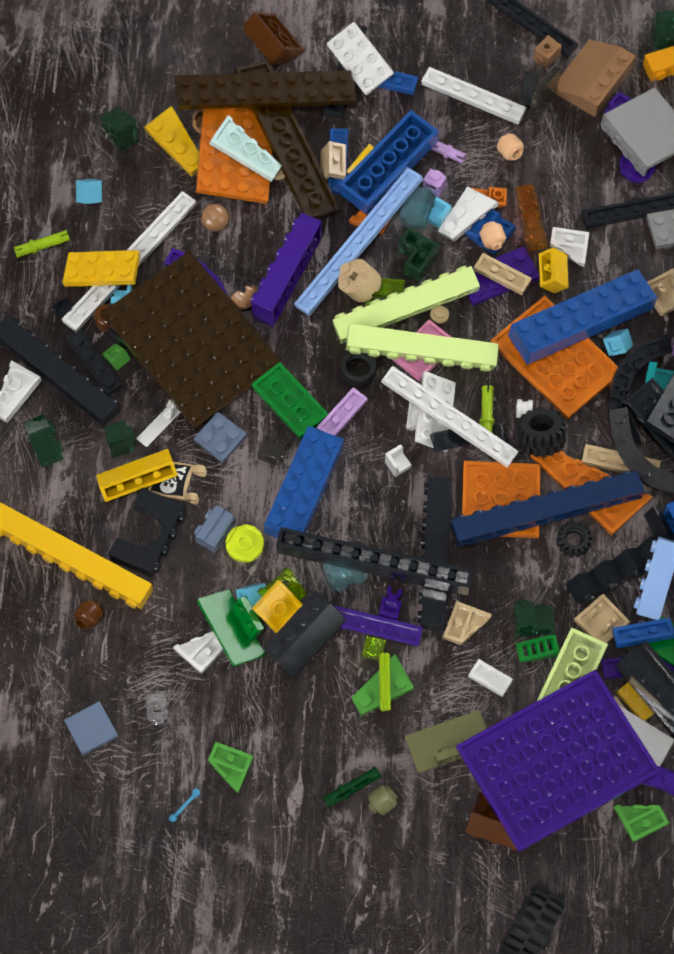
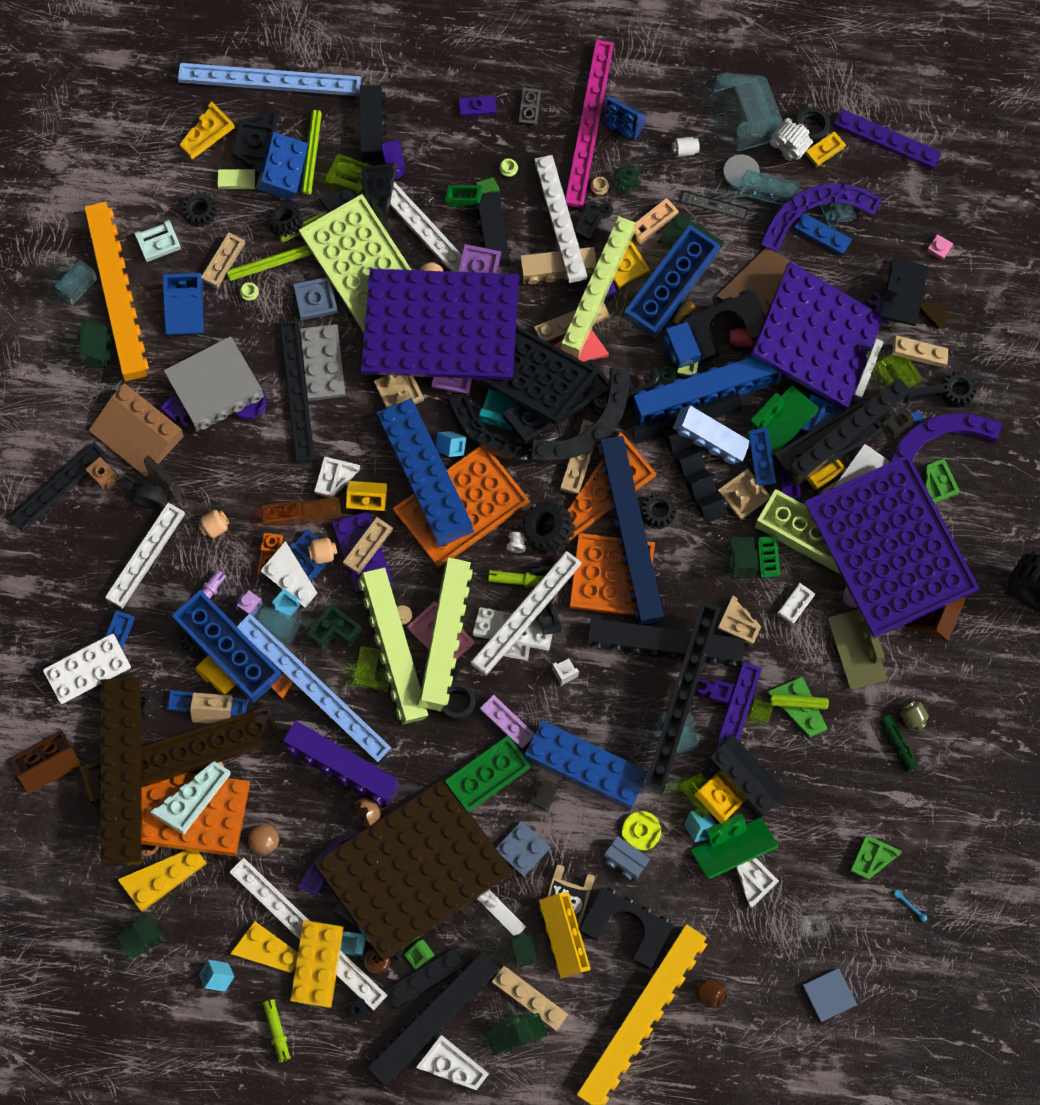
camera: 90 degrees left, 5 degrees up
(78, 454) = (529, 998): none -> tan plate
(116, 228) = (265, 948): none -> yellow wing
(359, 280) = (371, 686): tan brick -> none

